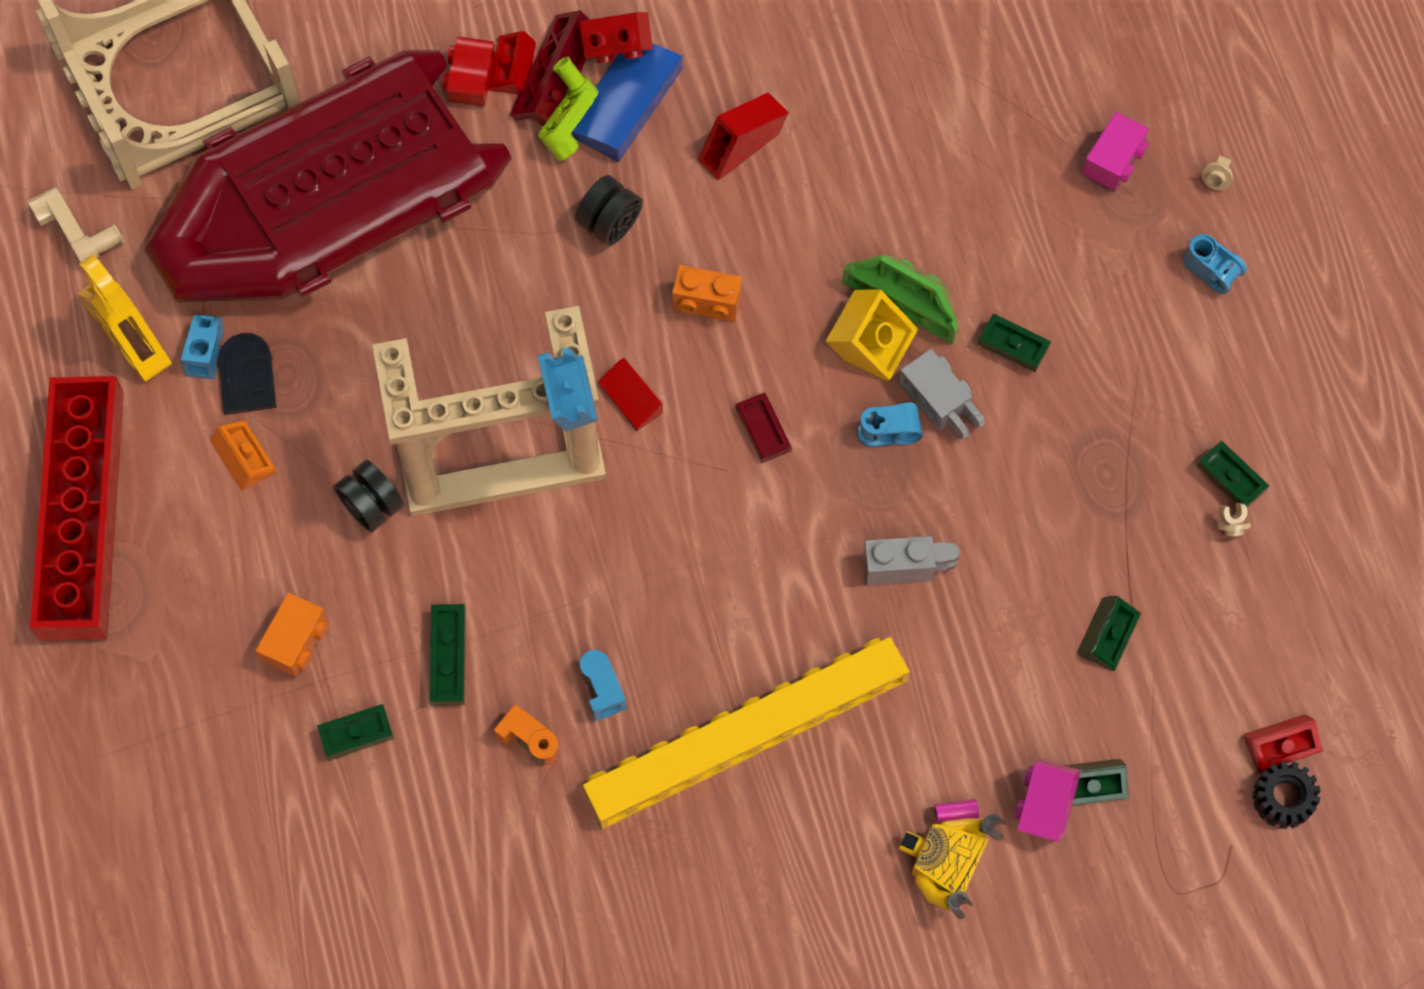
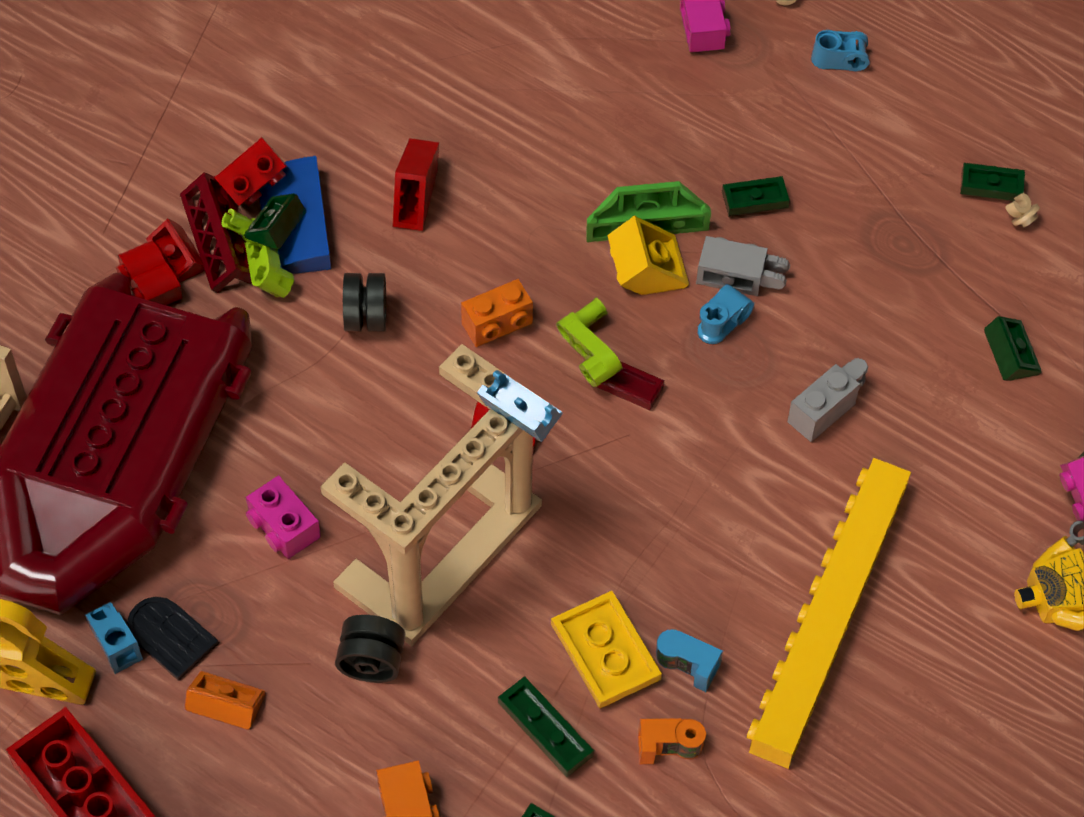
camera: 40 degrees left, 10 degrees down
(399, 324) = (282, 517): none -> dark pink brick
(546, 630) = (606, 649): none -> yellow plate
(598, 92) = (276, 221): none -> dark green slope
(758, 348) = (600, 360): none -> lime beam
(956, 810) = (1032, 551): dark pink piece -> none

